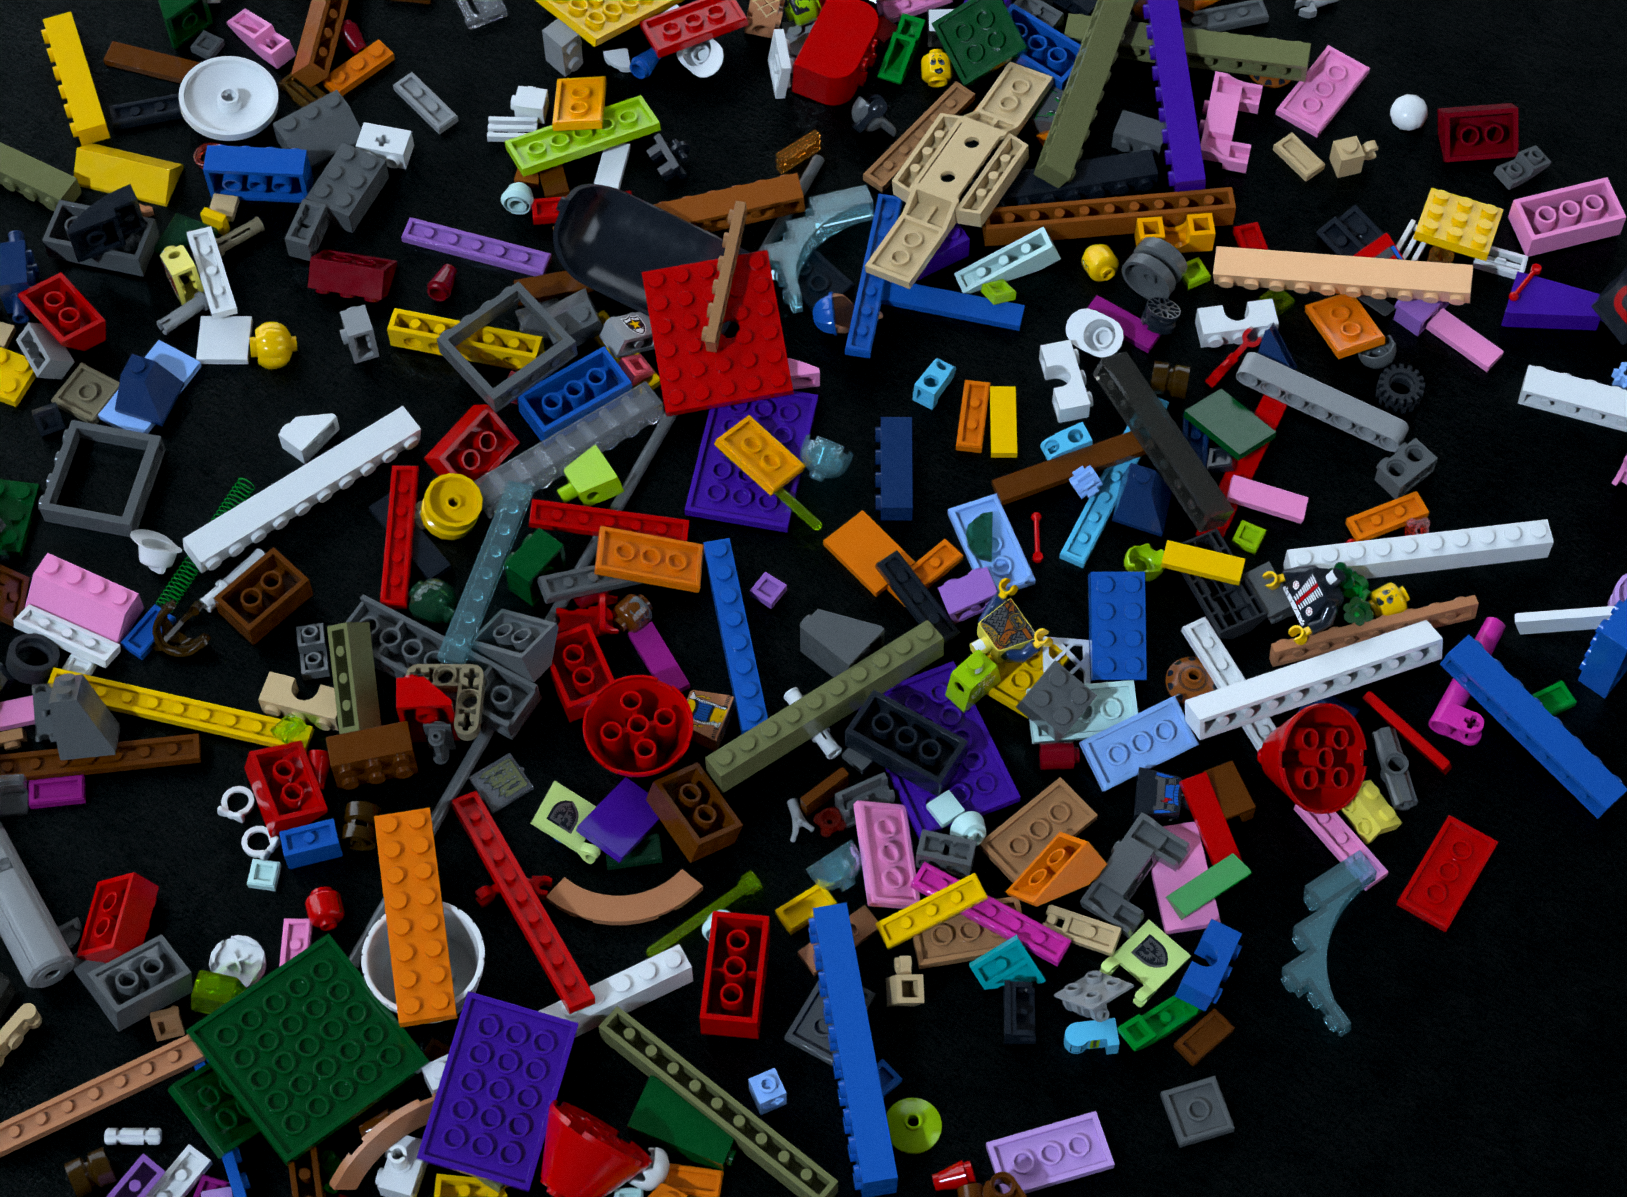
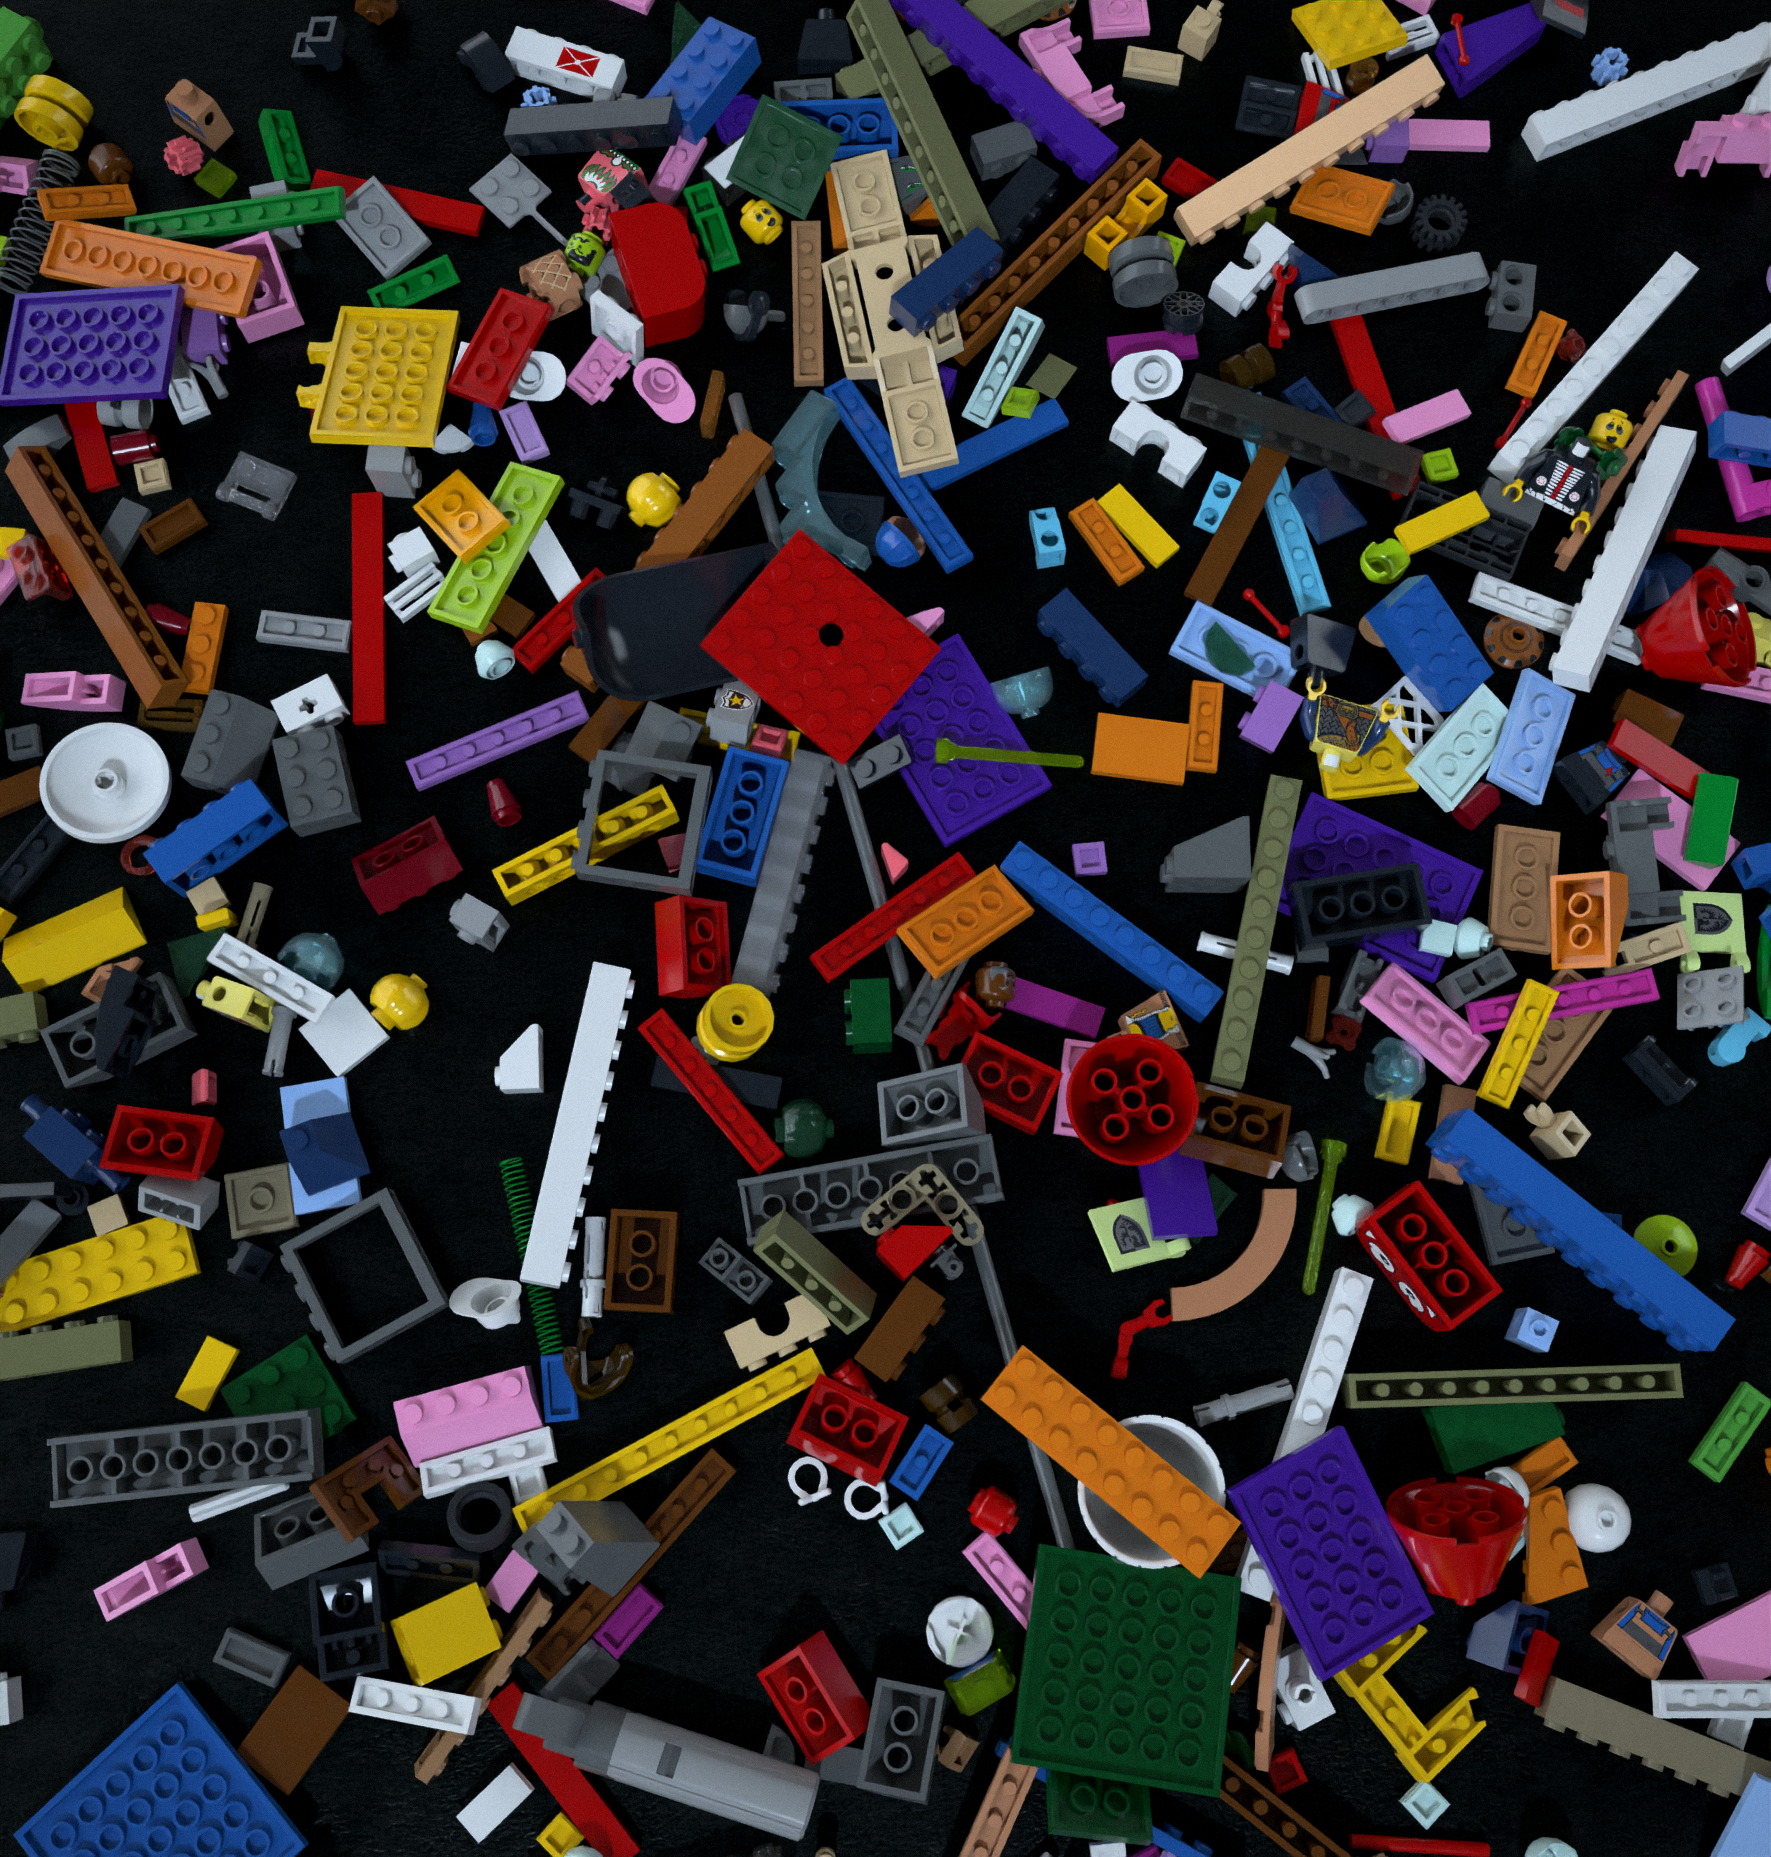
camera: 45 degrees left, 15 degrees up
(118, 308) = (204, 1088): none -> coral slope
(247, 282) = (314, 959): none -> clear light blue cylinder
(288, 728) = (797, 1372): clear neon green tile -> none
(307, 229) = (321, 856): dark grey brick -> none
(474, 118) = (368, 608): none -> red tile
(485, 573) = (837, 1064): clear light blue tile -> none
(501, 782) = (1026, 1246): piece -> none
(523, 903) = (1172, 1350): red plate -> none
(527, 974) = (1230, 1406): none -> light grey pin
(590, 479) = (833, 886): lime torso -> none
(641, 499) = (894, 861): none -> coral slope
(667, 86) = (524, 433): none -> lavender tile
(693, 432) = (881, 761): none -> black plate
(704, 176) = (652, 499): none -> yellow plant
(722, 286) = (796, 598): medium nougat plate -> none
(723, 865) = (1300, 1157): none -> dark grey hair
(746, 81) = (597, 370): none -> bright pink bracket
(759, 455) = (971, 737): light orange tile -> none
(776, 120) = (664, 389): none -> bright pink piece
(915, 595) = (1224, 757): black tile -> none
(976, 676) = (1357, 793): lime torso -> none
(999, 172) = (946, 282): none -> dark blue brick
(1006, 962) = (1614, 1038): teal wing -> none
(1036, 291) = (1051, 376): none -> olive sticker
(1045, 579) = (1320, 647): none -> black torso
(1056, 701) = (1450, 759): dark grey brick -> none
(1085, 481) = (1269, 526): light blue gear -> none
(1100, 262) = (1083, 303): yellow head -> none
(1229, 424) = (1337, 372): dark green tile -> none

